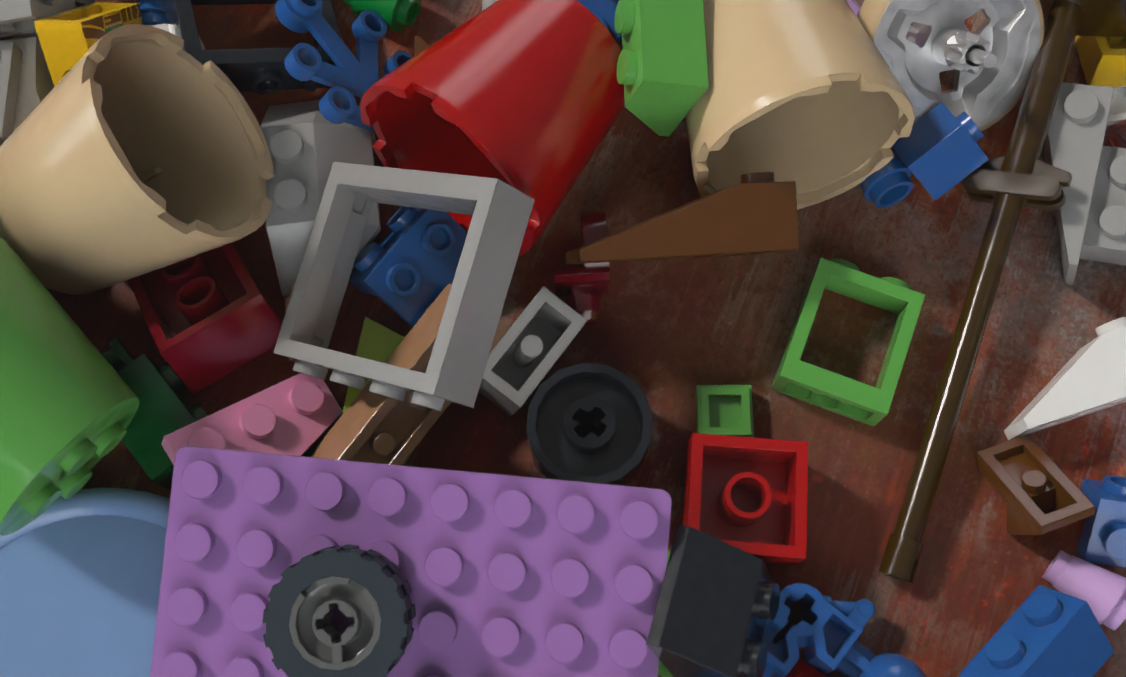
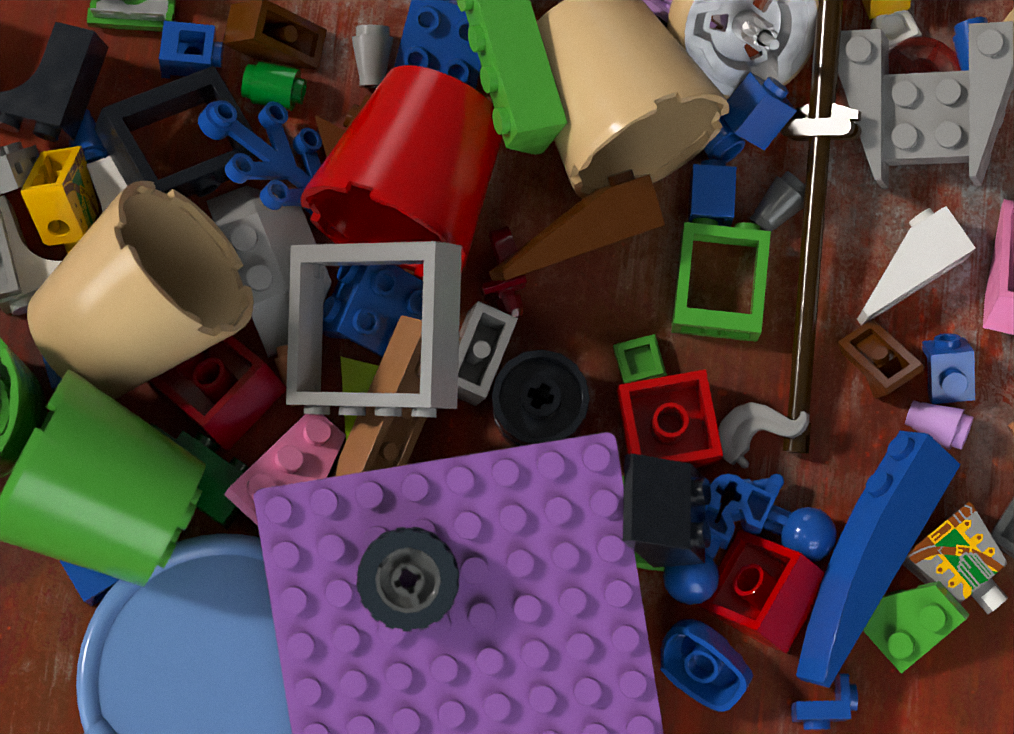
camera: 15 degrees left, 5 degrees up
(847, 519) = (747, 419): none -> light grey piece
(862, 232) = (712, 192): none -> blue brick
(942, 265) = (780, 202): none -> dark grey cone

